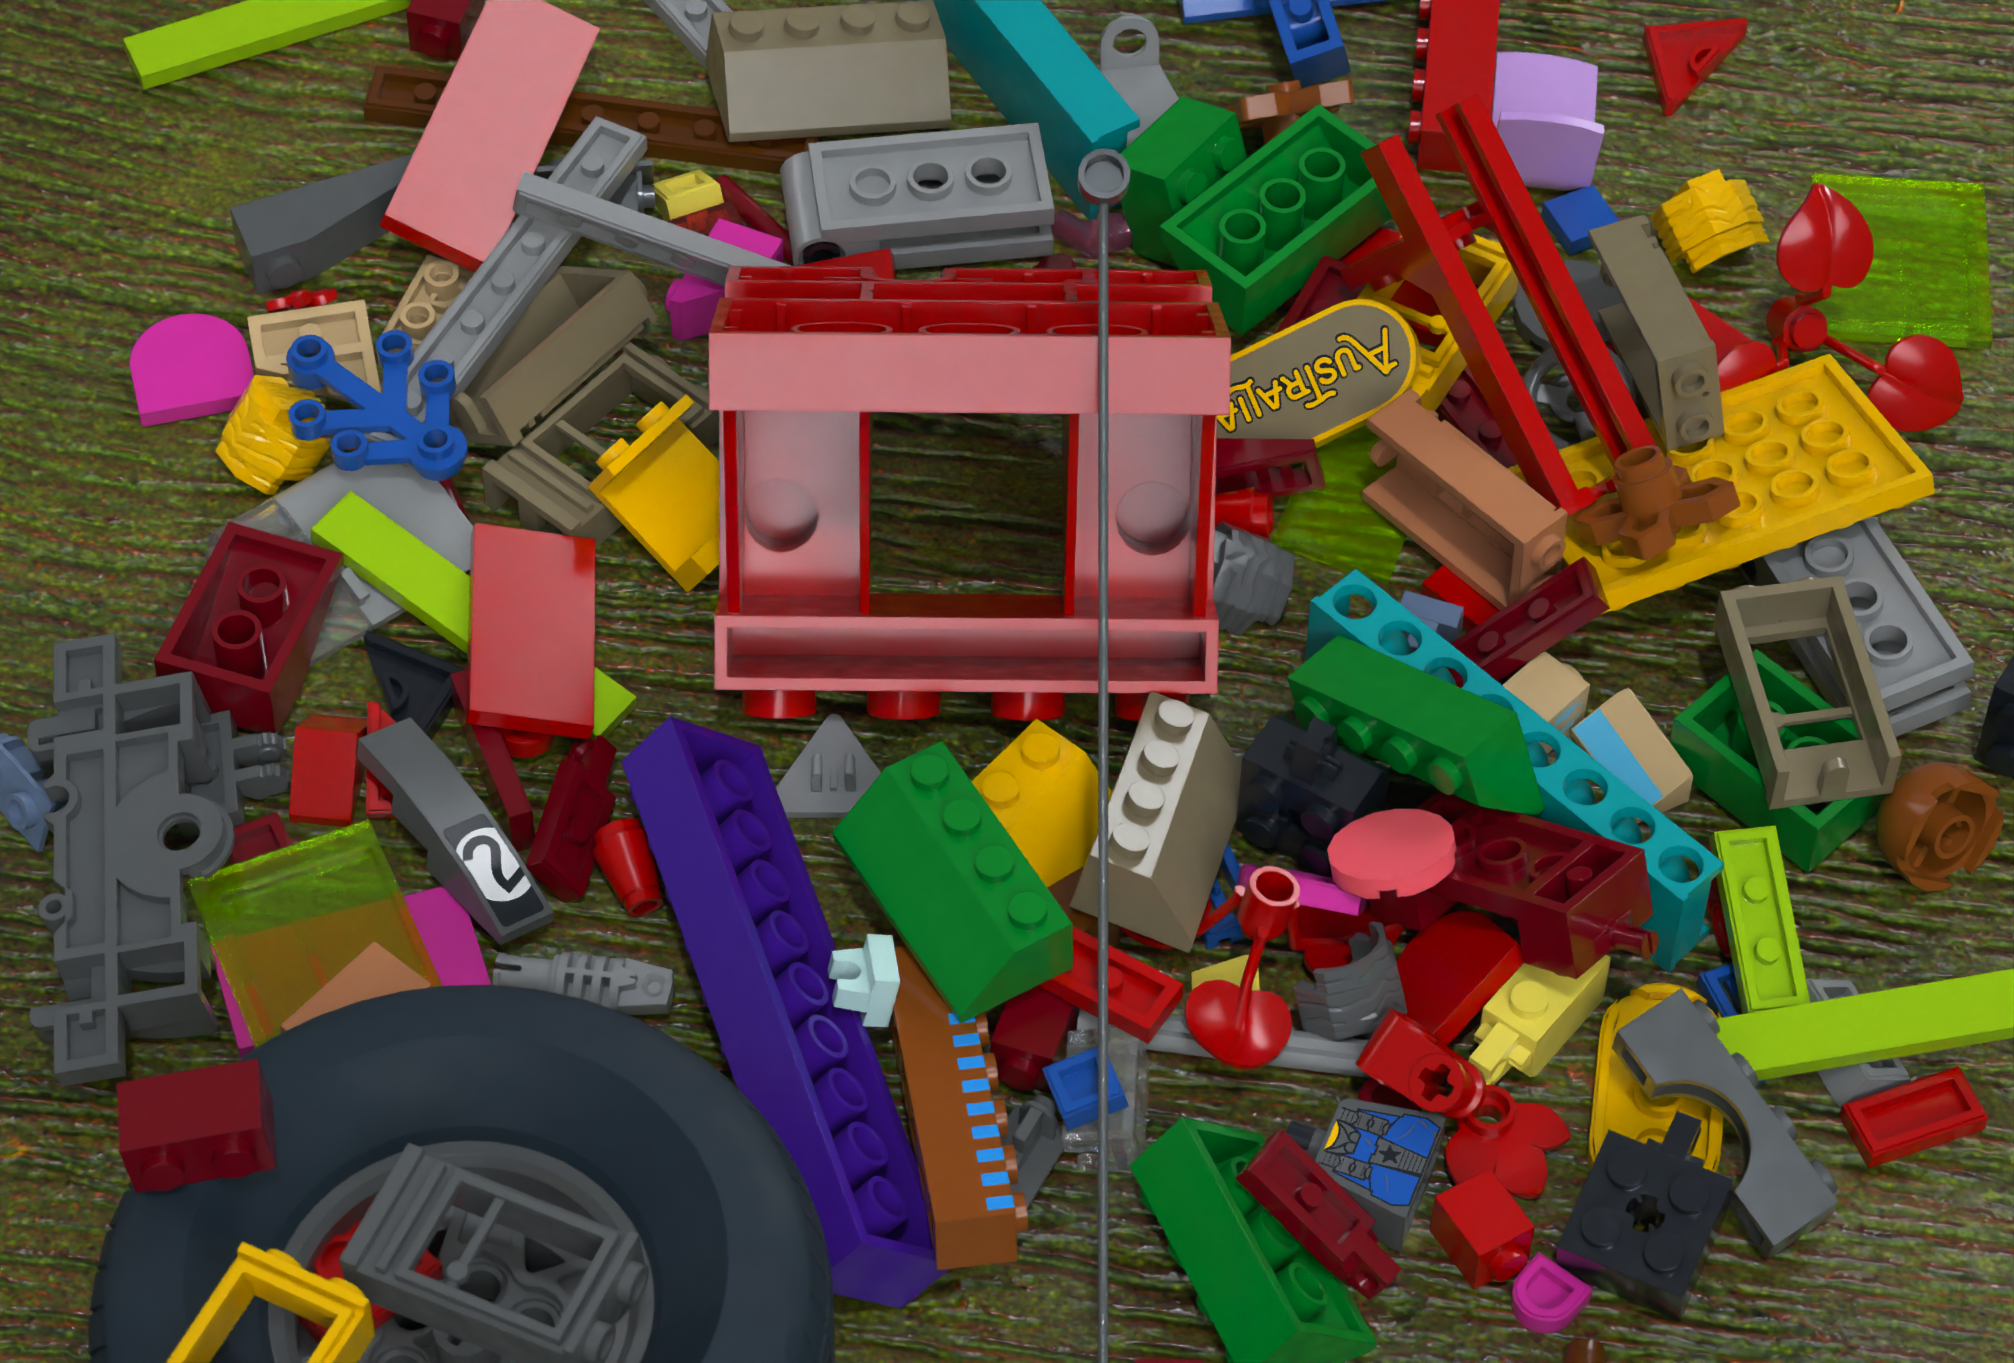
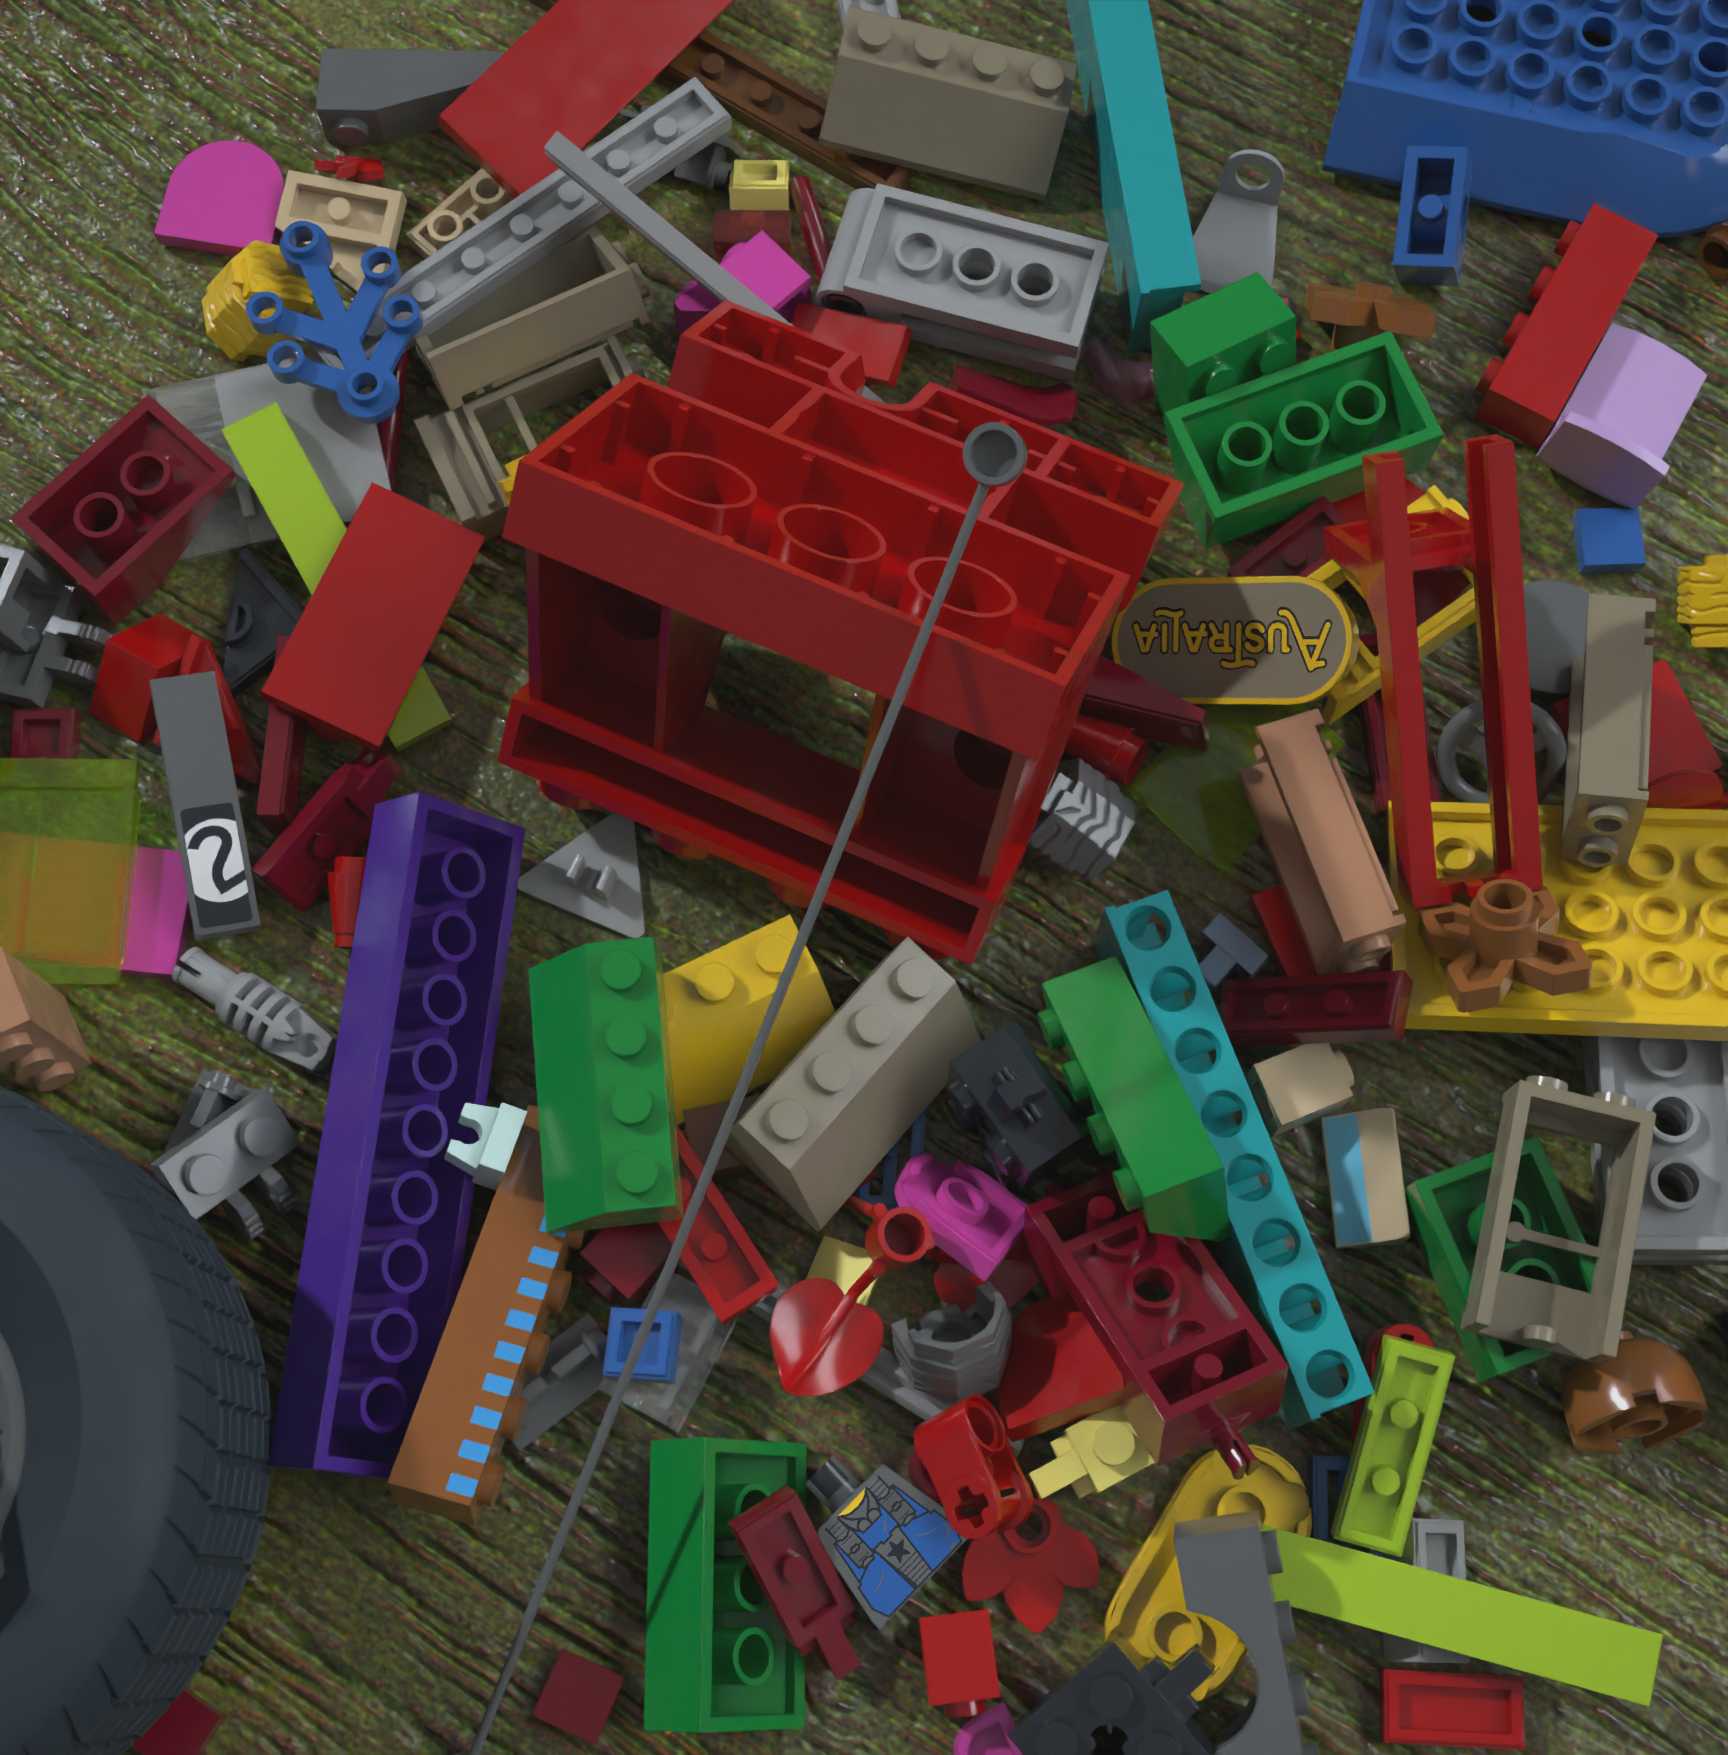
camera: 25 degrees right, 20 degrees up
(1392, 852) = (1044, 1239): coral tile -> none

